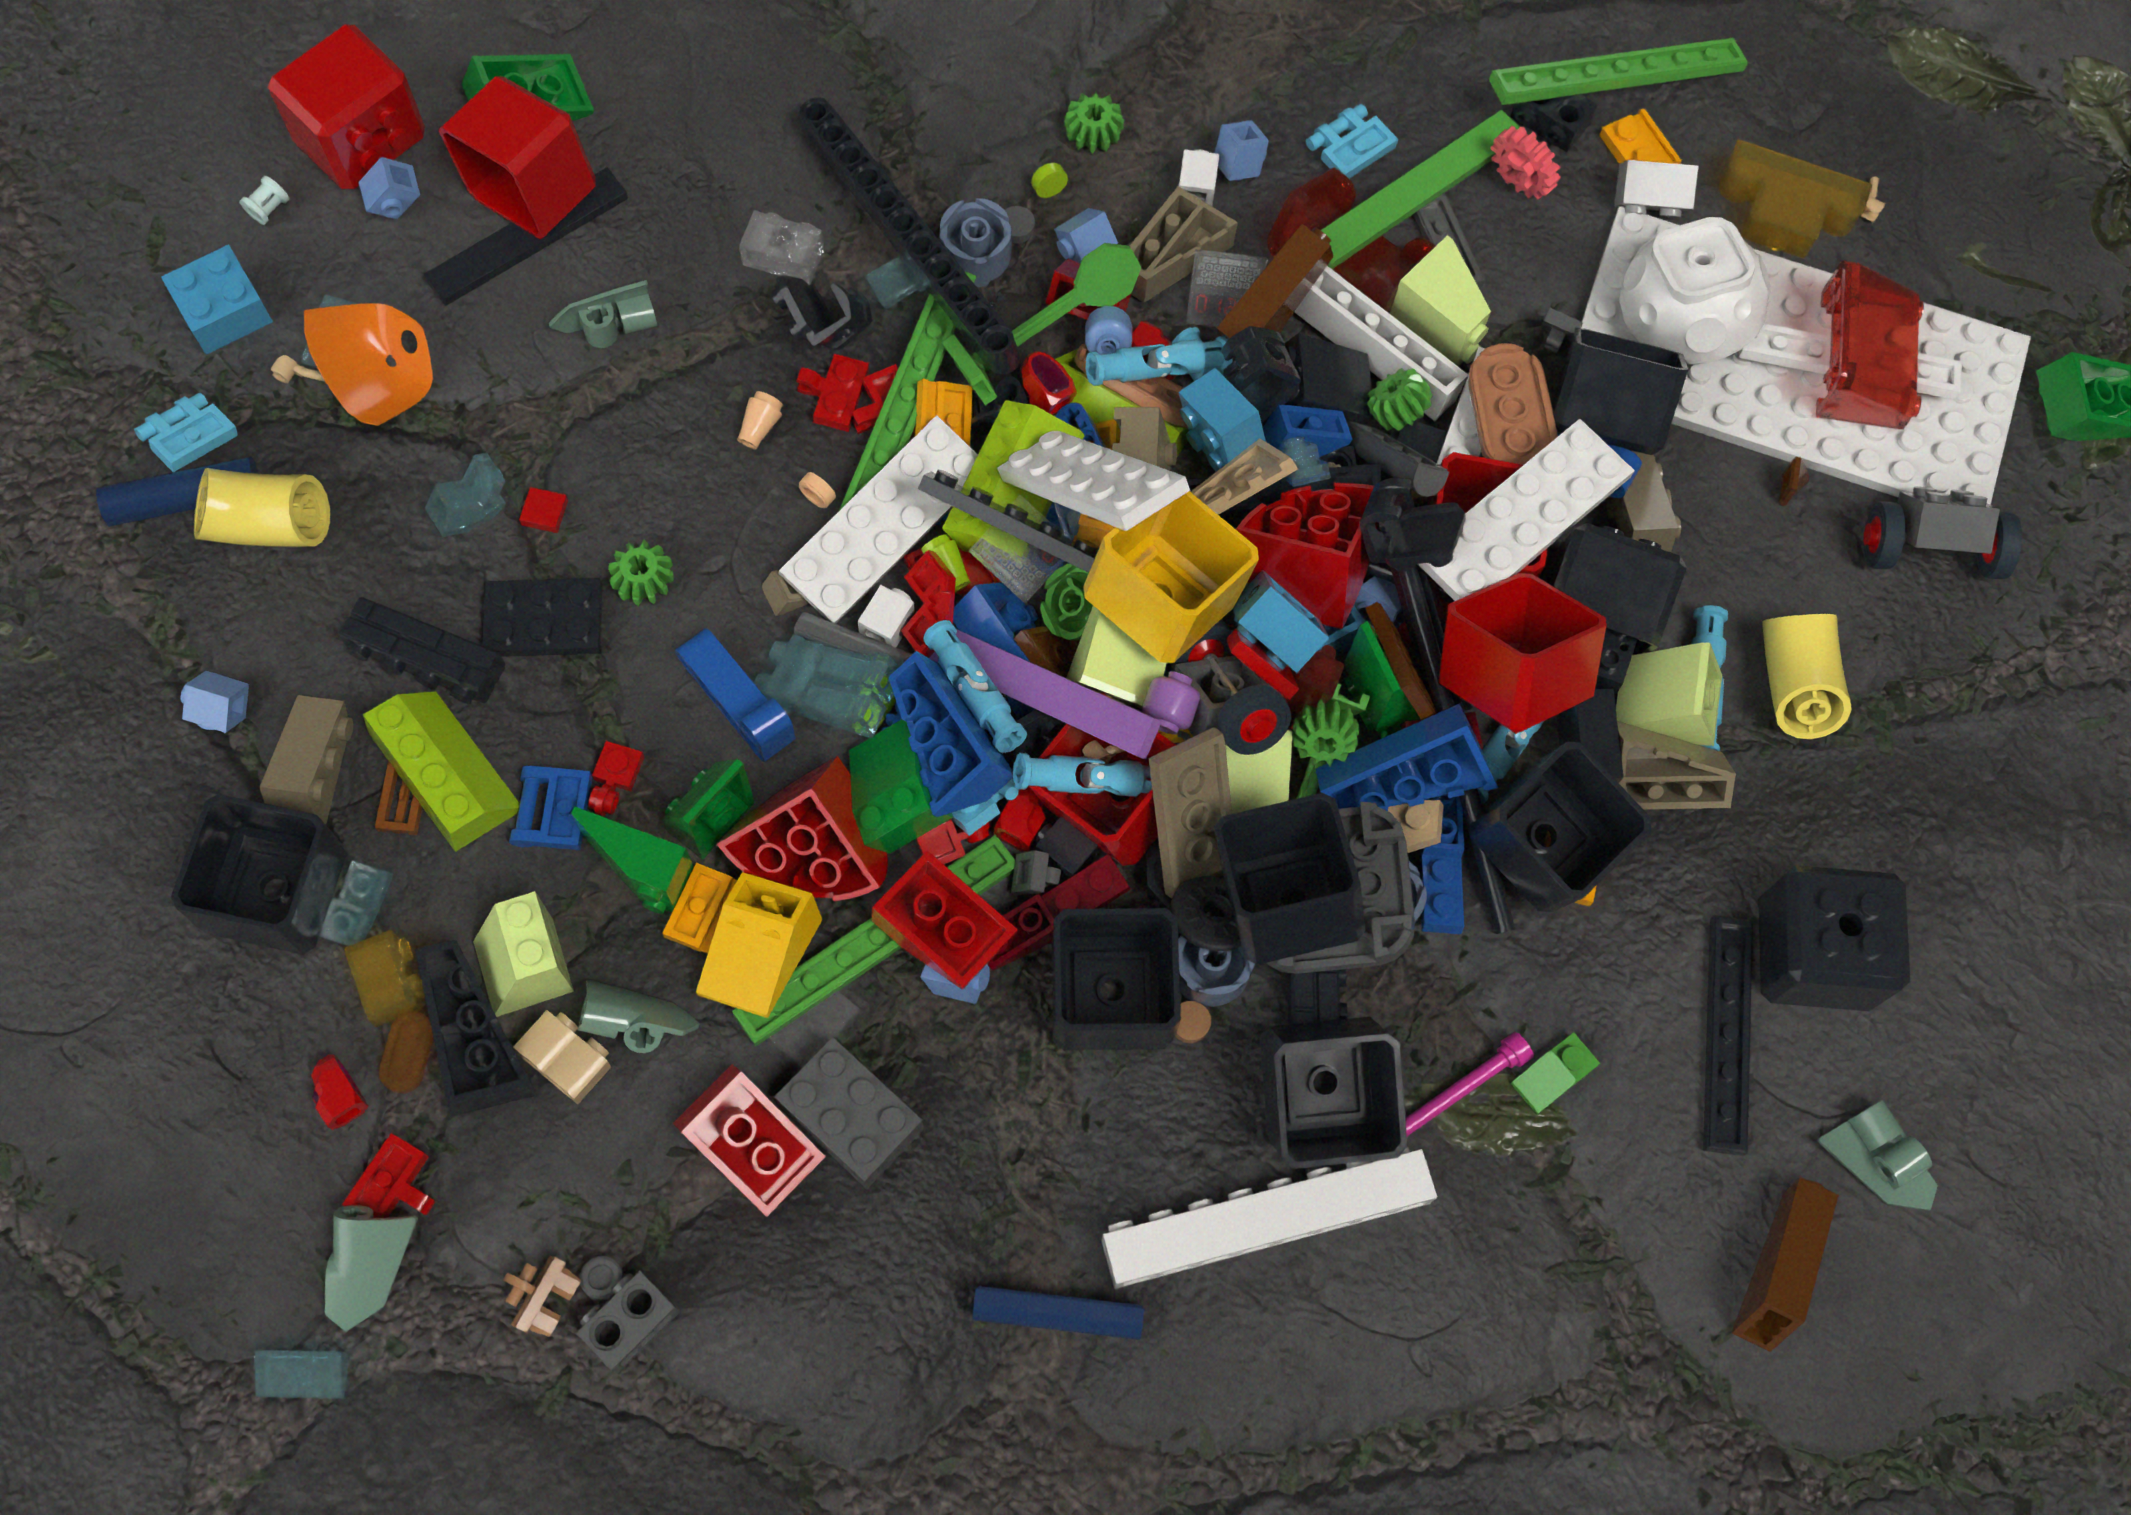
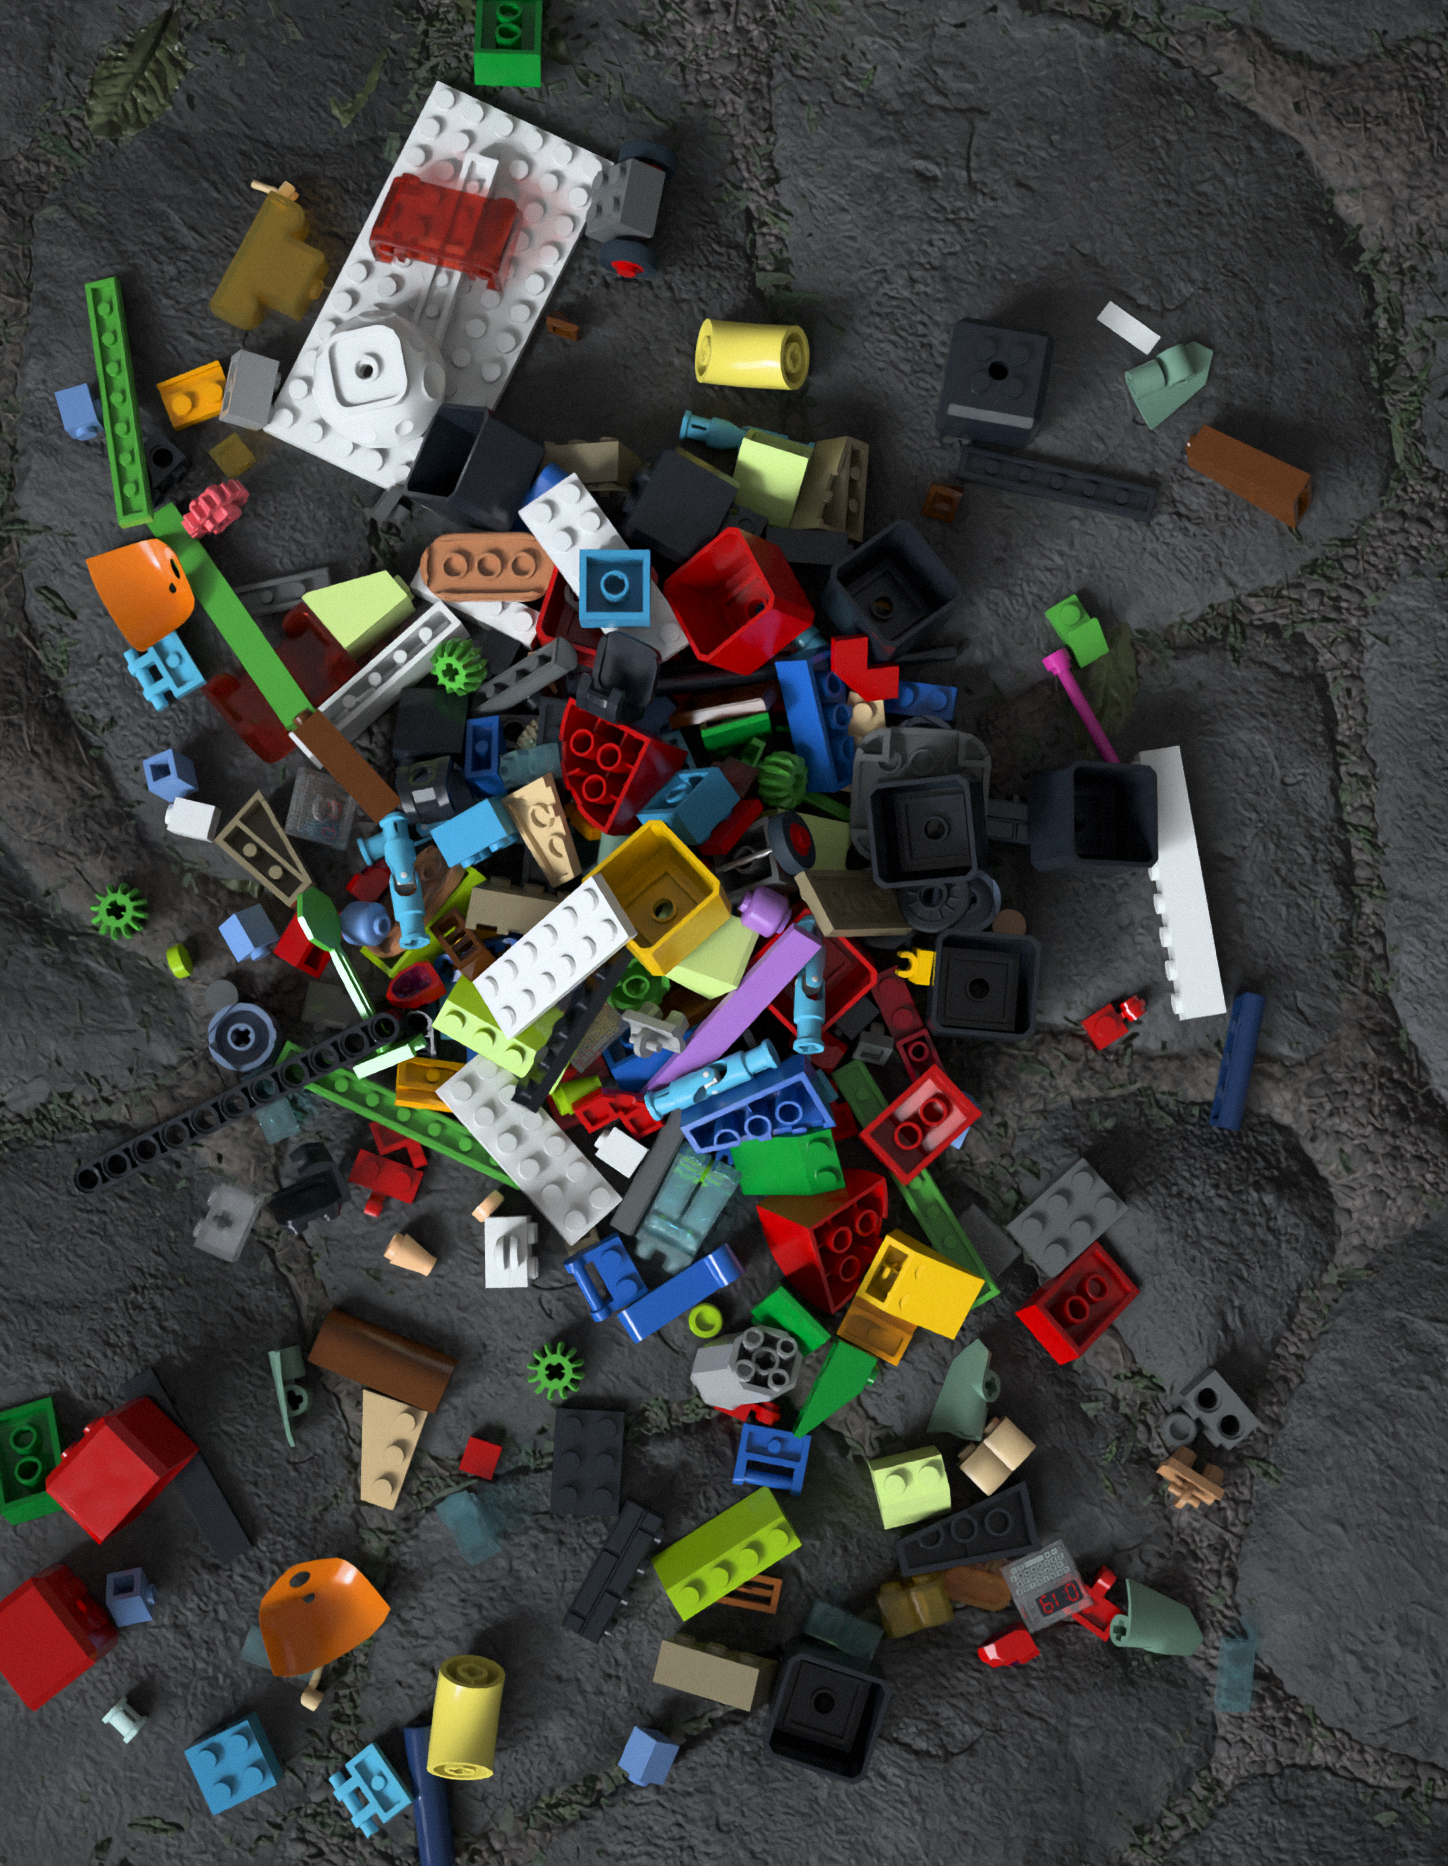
camera: 80 degrees left, 15 degrees up
(407, 1127) = (1046, 1586): none -> tile
(553, 420) = (388, 1445): none -> tan wing
(643, 404) = (383, 1360): none -> reddish brown brick
(651, 758) = (746, 1367): none -> light grey brick
(705, 726) = (705, 1320): none -> lime tile
(753, 624) = (616, 1271): none -> blue plate
(767, 495) = (510, 1251): none -> white brick
(1024, 619) = (652, 1034): none -> light grey hips
(1084, 1149) = (1107, 1025): none -> red plate
(1091, 419) = (473, 961): none -> reddish brown slope
(1130, 903) = (919, 965): none -> yellow tile
(1428, 109) = (137, 592): none -> orange piece
(1454, 813) = (850, 665): none -> red tile
(1512, 507) = (614, 588): none -> dark azure brick
(1583, 182) = (232, 456): none -> clear yellow plate
(1601, 36) = (80, 412): none -> medium blue brick
(1680, 904) = (942, 502): none -> reddish brown slope
(1935, 1105) = (1128, 327): none -> white sticker

